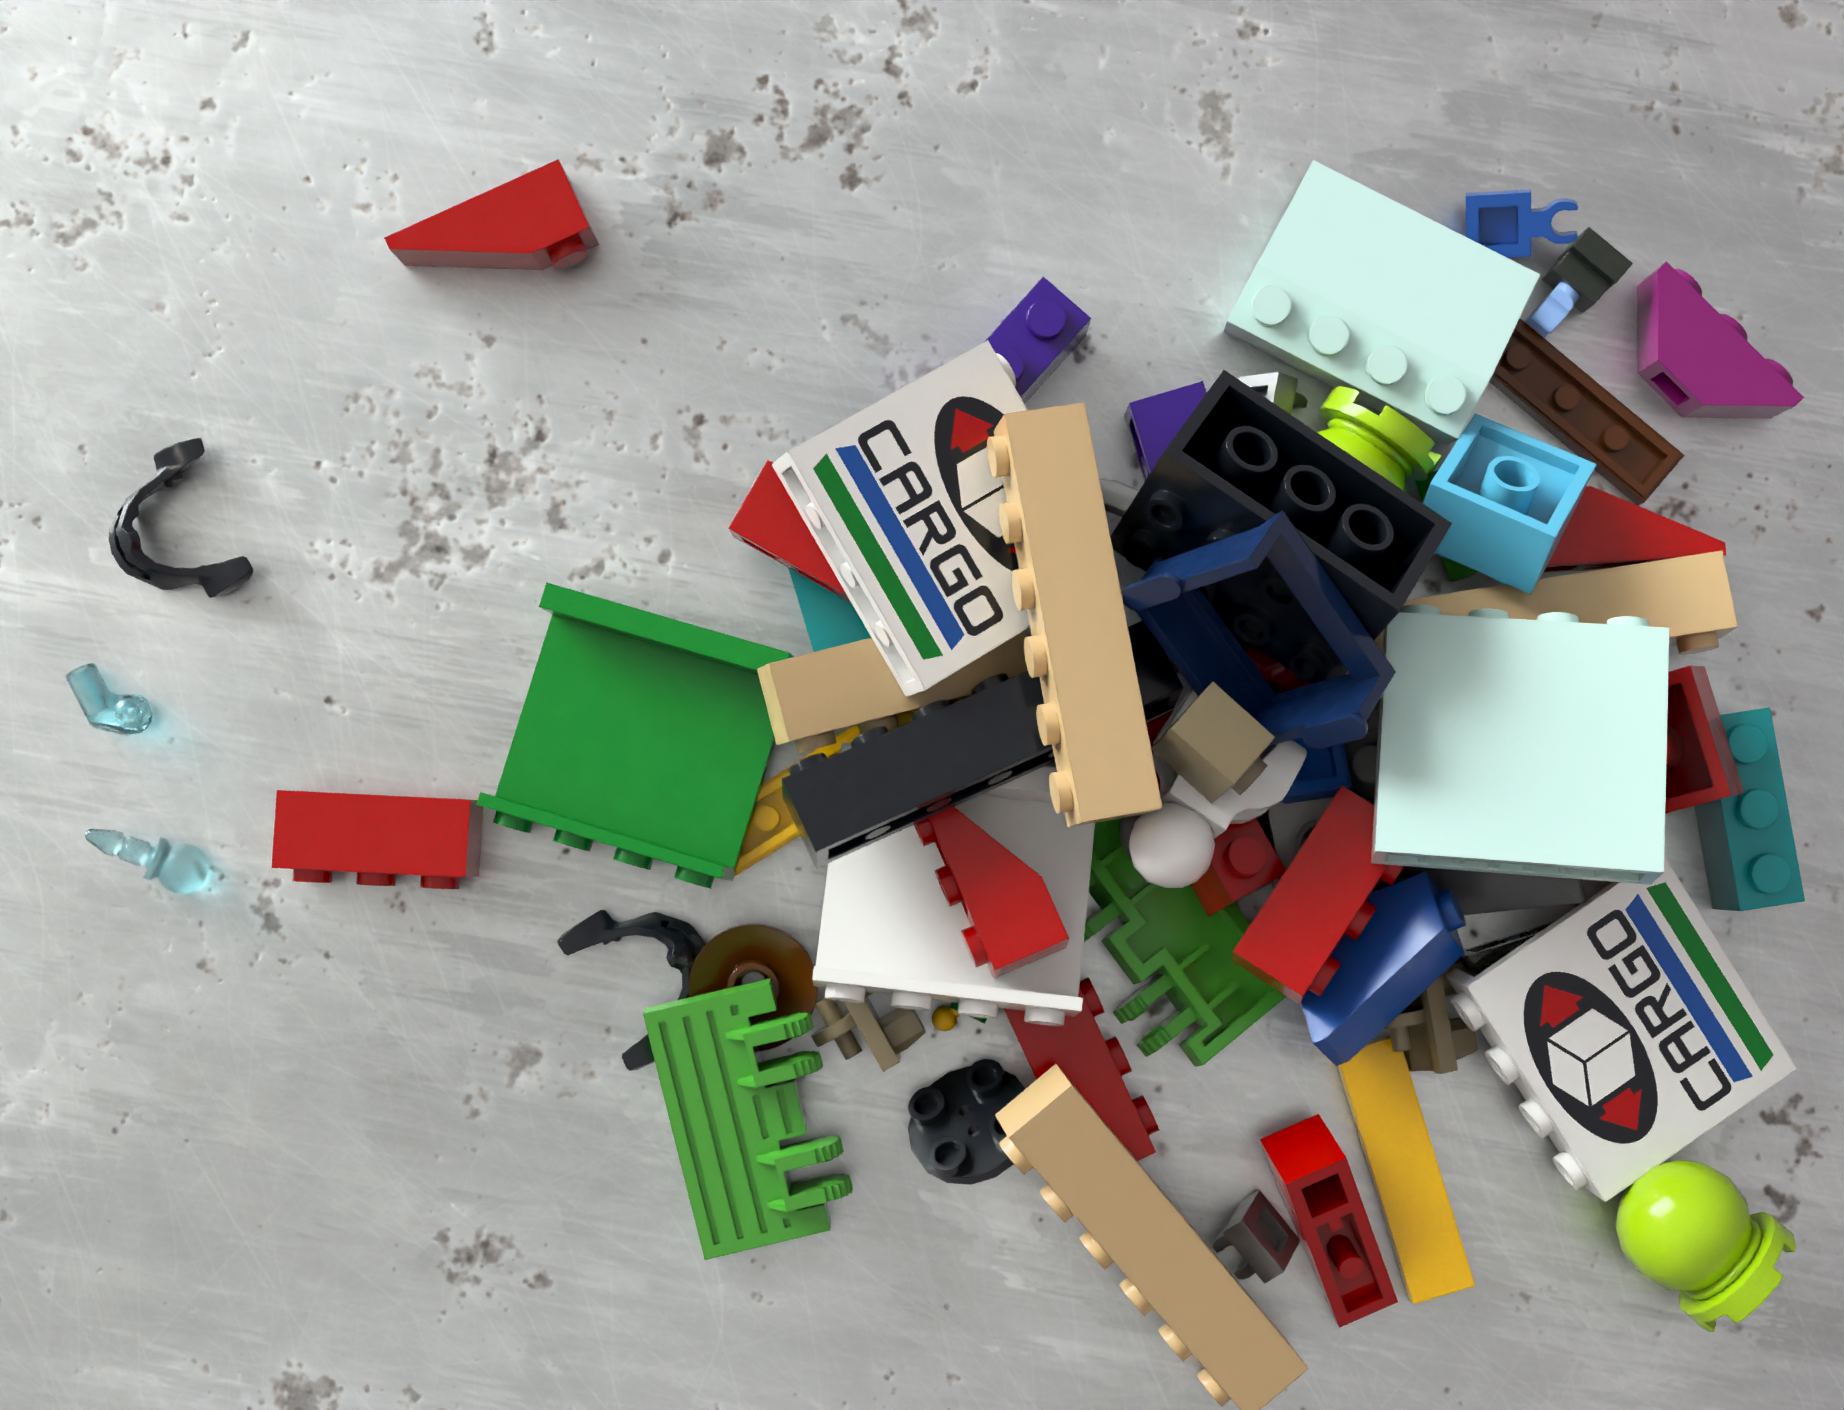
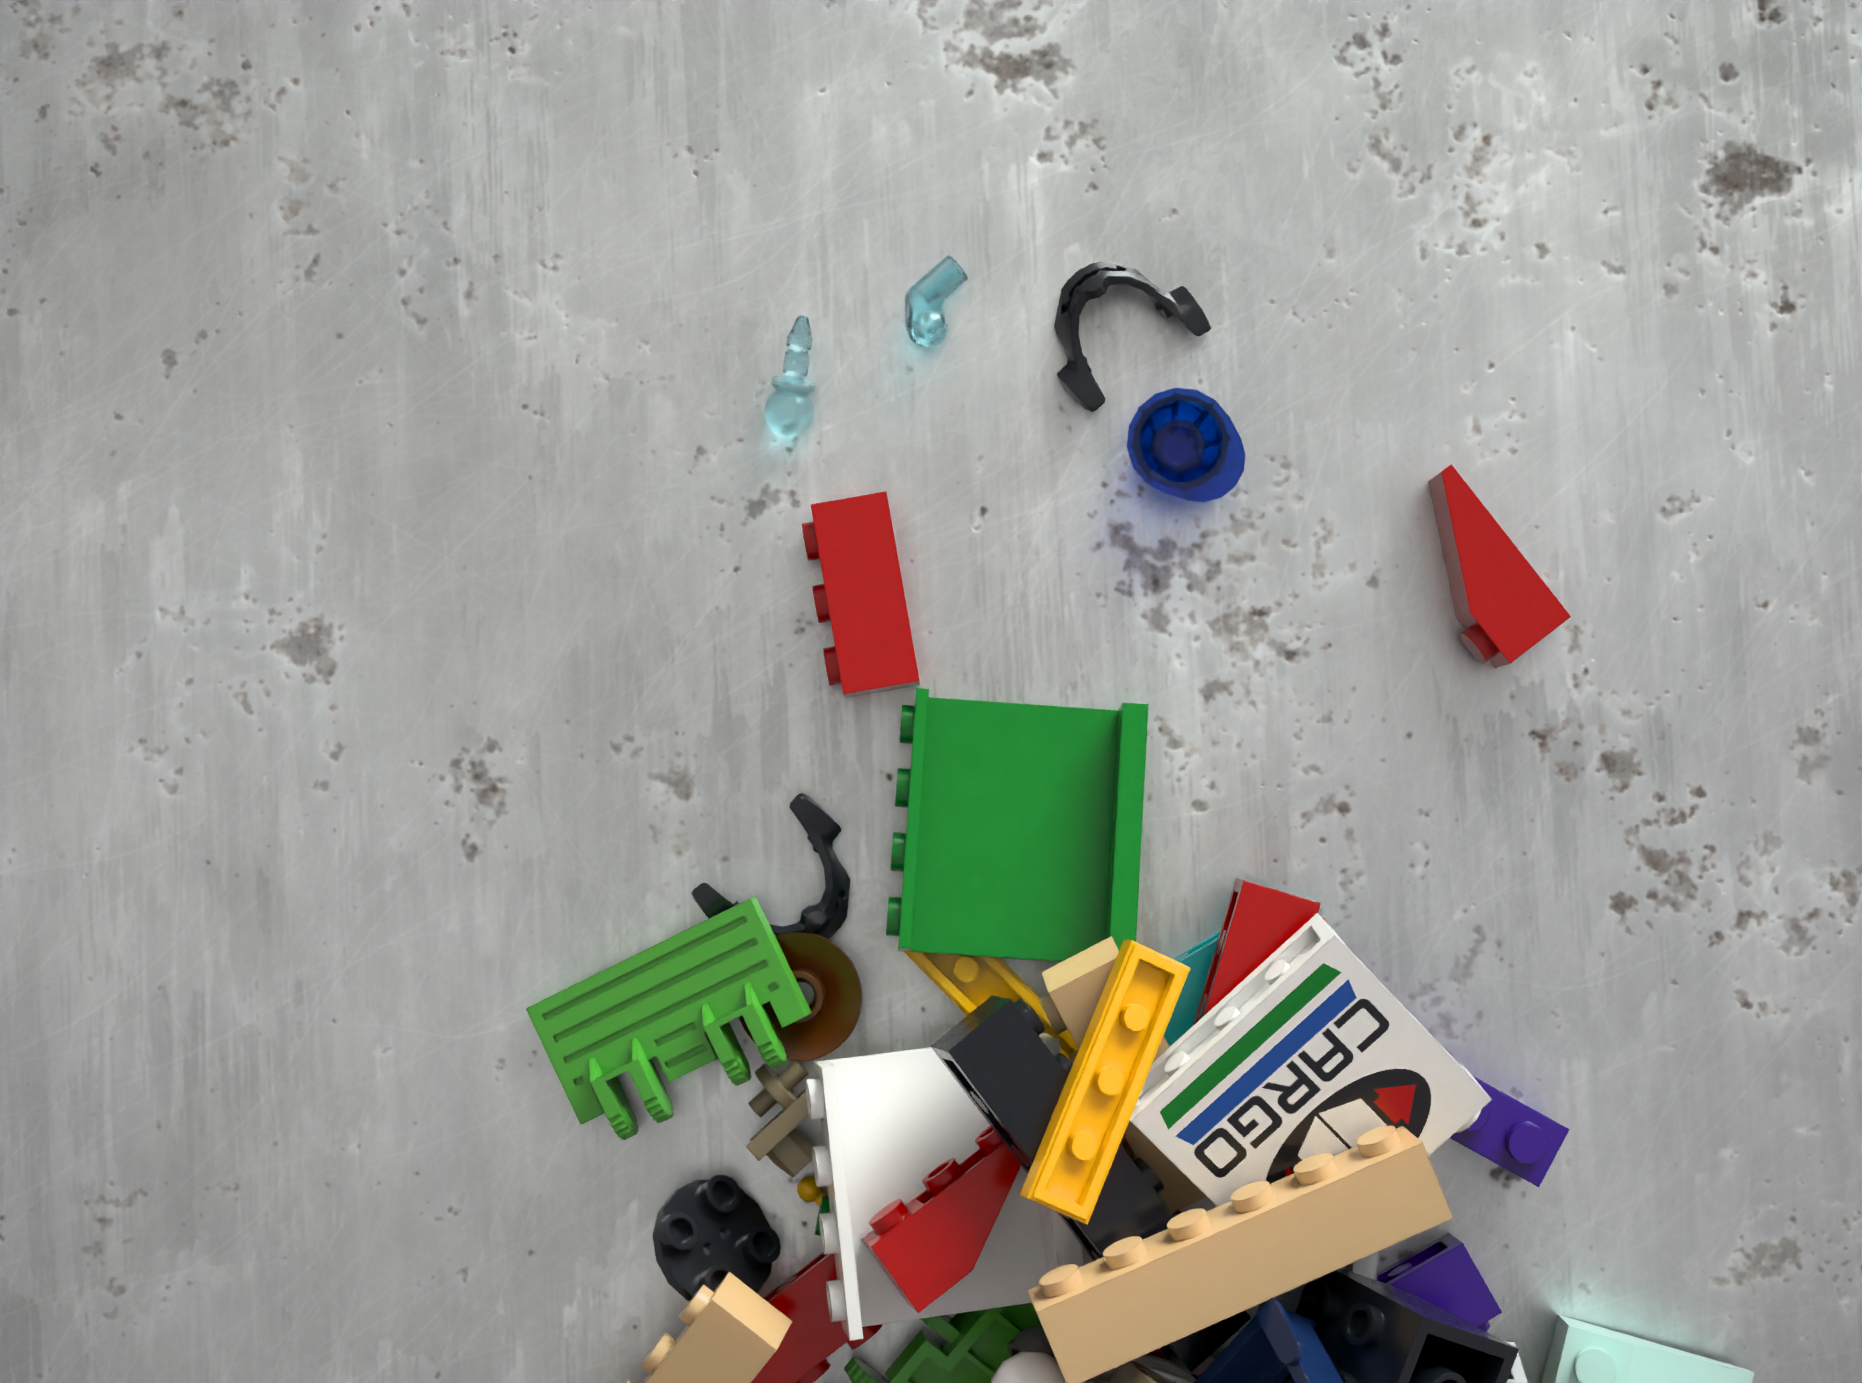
camera: 75 degrees right, 0 degrees up
(305, 488) = (1185, 446): none -> clear blue piece
(883, 705) = (1105, 1081): none -> yellow tile

